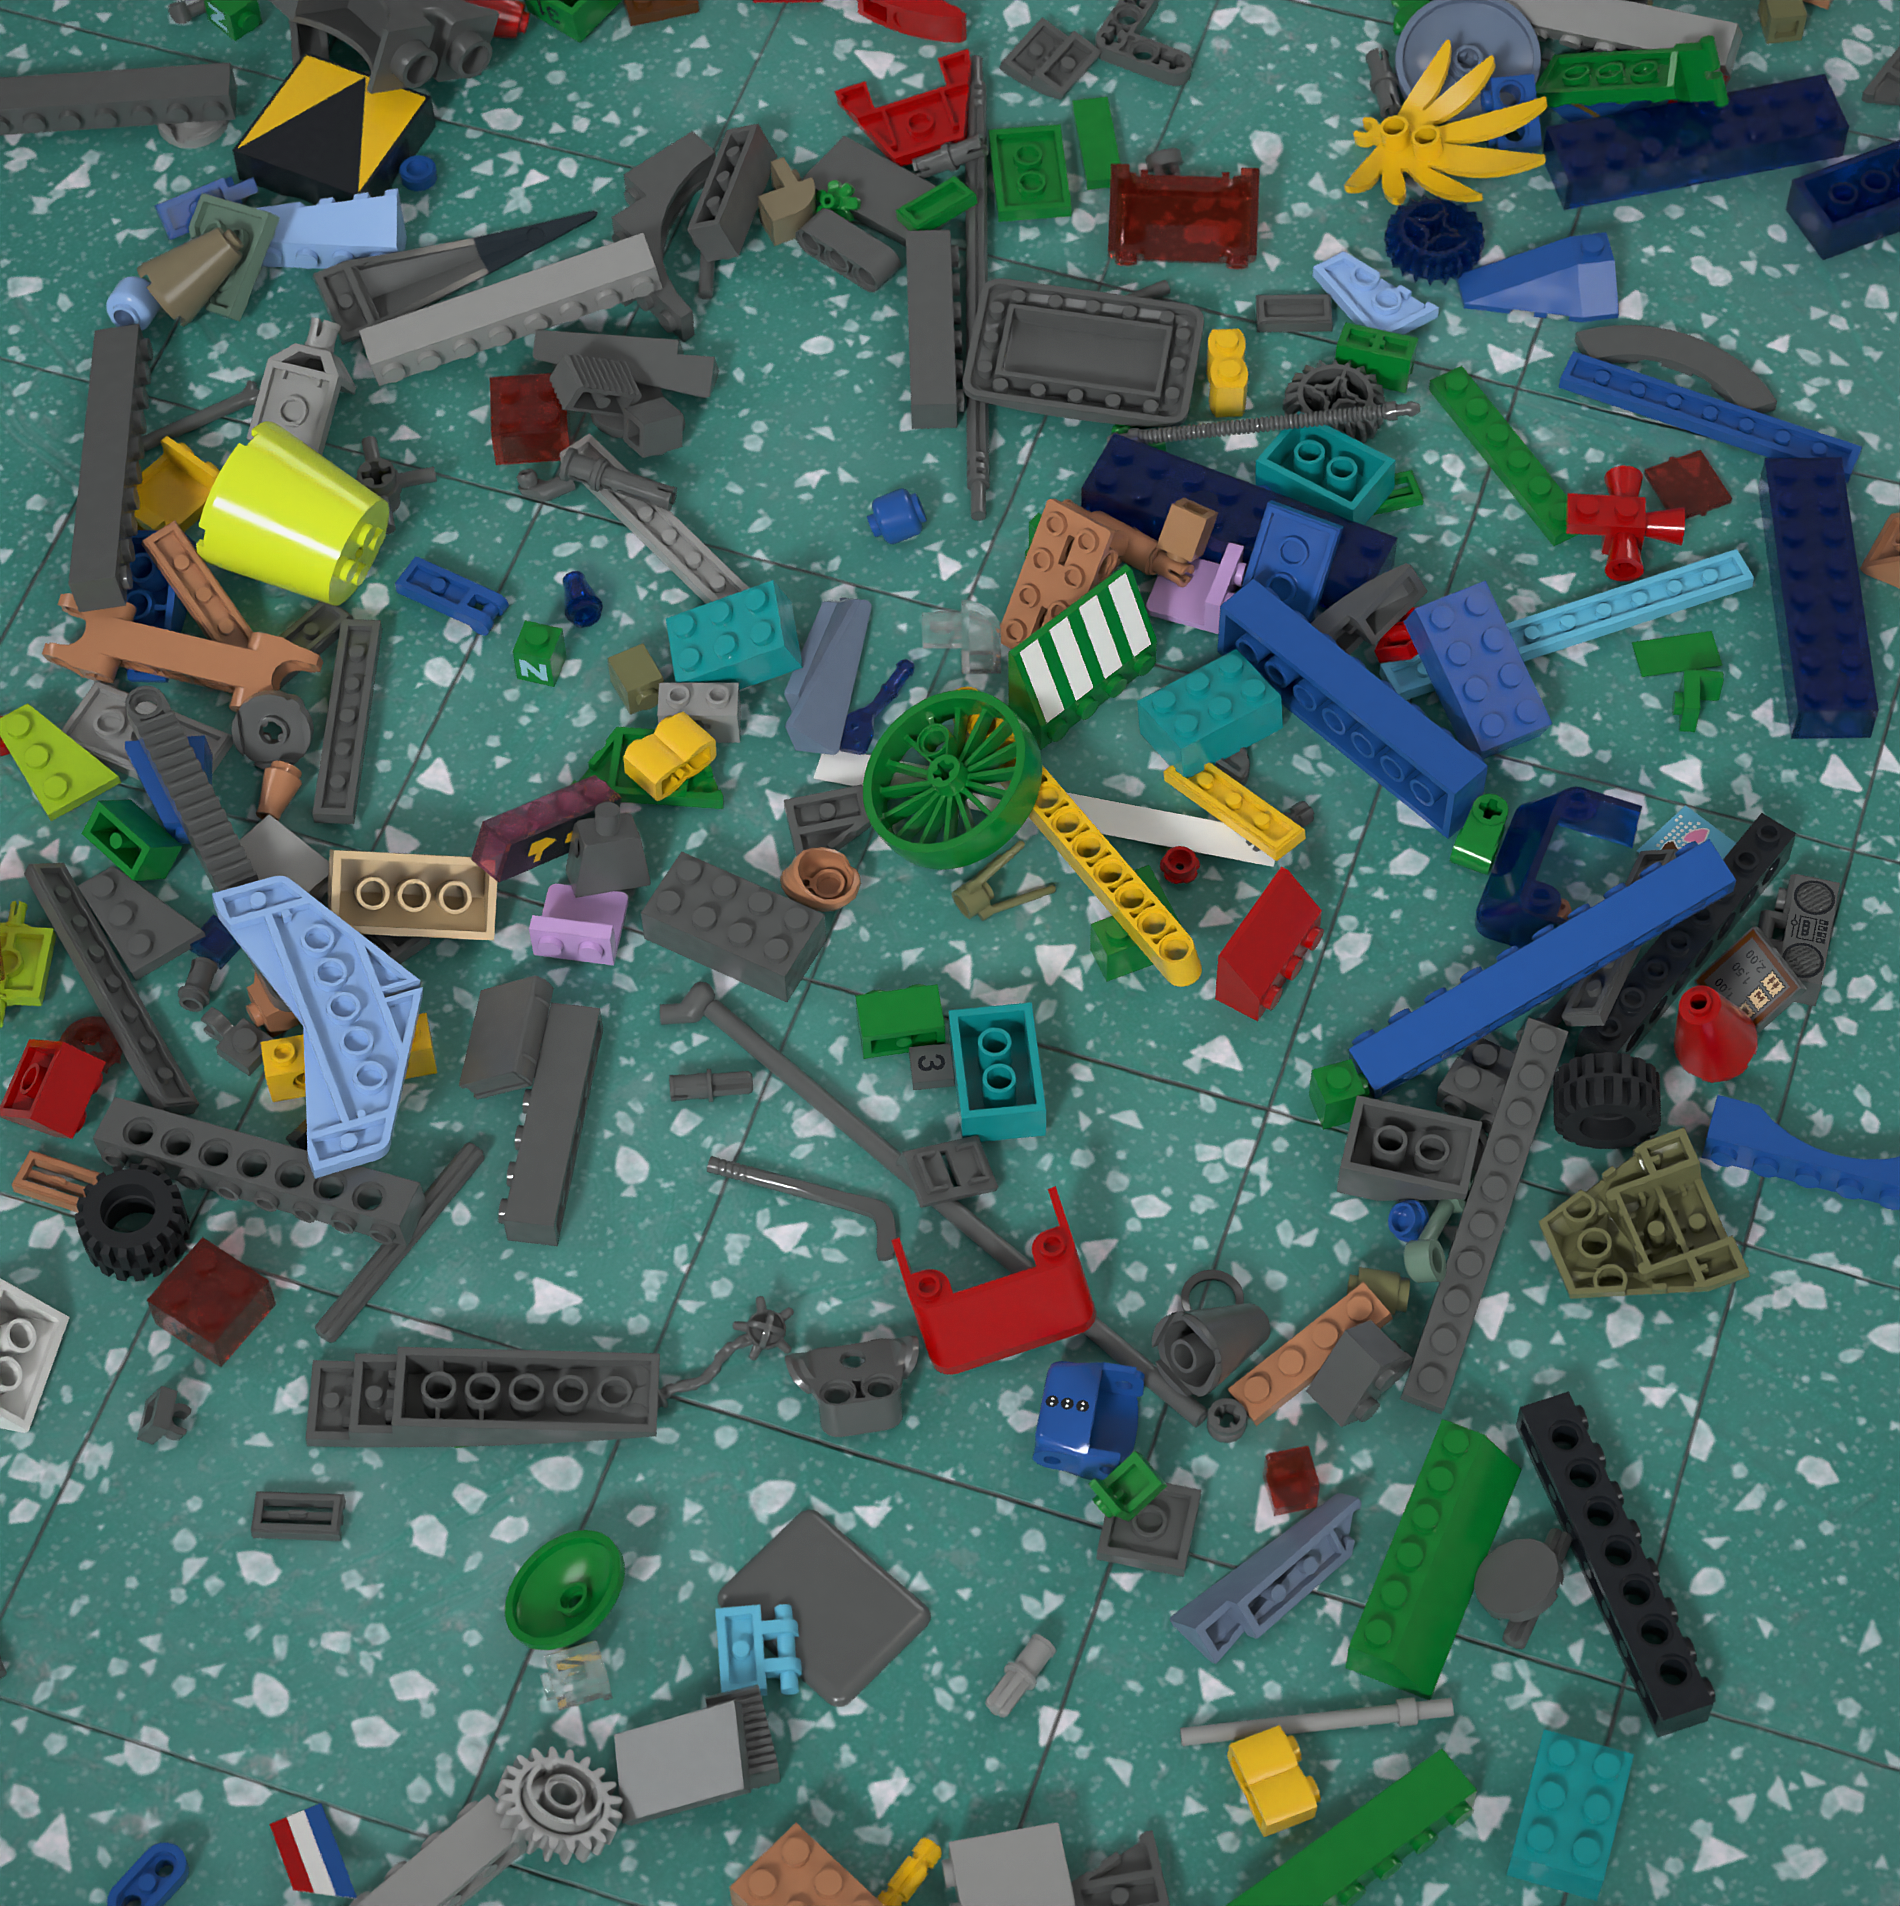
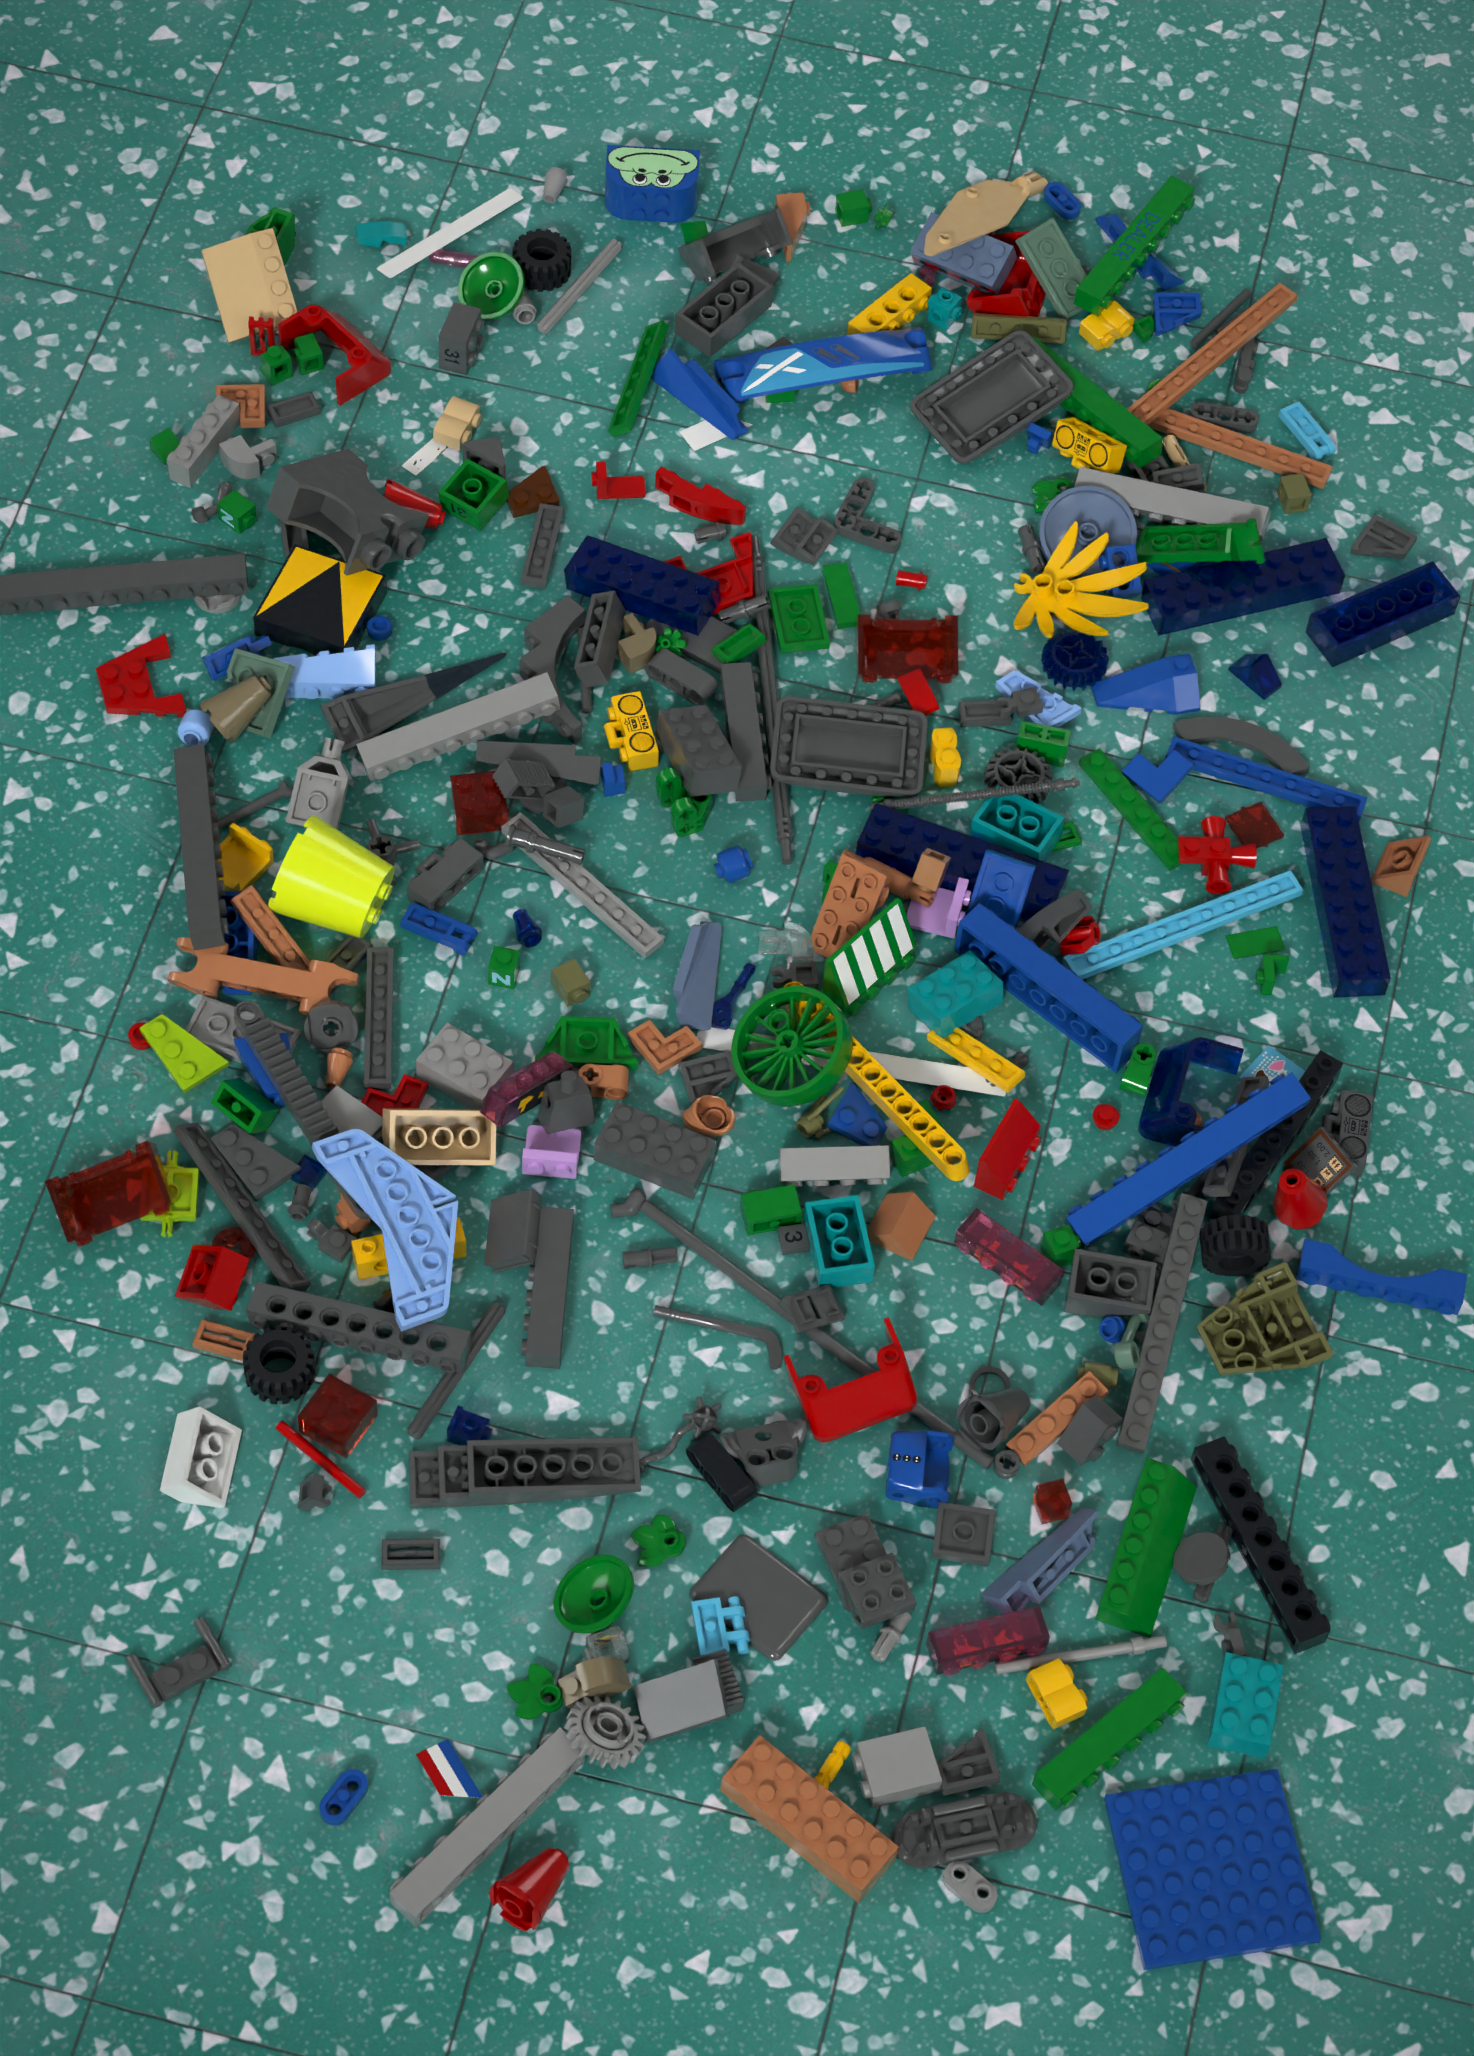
camera: 10 degrees left, 0 degrees up
(47, 244) = (127, 683): none -> red wing
(181, 1366) = (323, 1461): none -> red bar
(379, 832) = (407, 1096): none -> red tile
(391, 1324) = (458, 1432): none -> clear blue brick
(455, 790) = (462, 1066): none -> light grey brick
(458, 1737) = (531, 1693): none -> green plate
(469, 522) = (446, 876): none -> dark grey piece
(554, 1719) = (594, 1677): none -> dark tan brick
(666, 64) = (542, 546): none -> dark grey plate
(669, 755) = (601, 1035): yellow brick -> none
(671, 1514) = (654, 1541): none -> green plate
(672, 824) = (606, 1080): none -> nougat piece
(710, 705) = (617, 1002): light grey brick -> none
(731, 391) = (612, 779): none -> blue piece
(736, 638) = (636, 956): teal brick -> none
(763, 784) = (664, 1052): none -> nougat plate
(773, 342) = (637, 740): none -> yellow piece
(784, 1413) = (721, 1472): none -> black beam
(805, 118) = (643, 584): none -> clear blue brick
(839, 415) = (687, 812): none -> green piece
(858, 351) = (698, 750): none -> dark grey brick
(912, 52) = (710, 533): none -> dark grey pin
(983, 675) = (798, 972): none -> dark grey plate
(987, 1575) = (865, 1575): none -> dark grey piece
(1001, 957) = (834, 1164): none -> light grey brick
(1046, 893) = (857, 1119): none -> blue wing
(1097, 1051) = (901, 1224): none -> nougat slope
(1127, 1488) = (950, 1511): green bracket -> none
(1171, 1693) = (988, 1641): none -> clear pink brick
(1196, 280) = (918, 692): none -> red slope
(1202, 122) = (910, 579): none -> red pin
(1257, 1106) = (1008, 1257): none -> clear pink brick
(1349, 296) = (1023, 702): none -> dark grey plate
(1425, 902) = (1105, 1116): none -> red plate
(1477, 671) = (1129, 960): blue brick -> none
(1550, 414) = (1158, 781): none -> blue tile
(1558, 1713) = (1233, 1640): none -> dark grey plate
(1708, 267) = (1257, 673): none -> clear blue slope

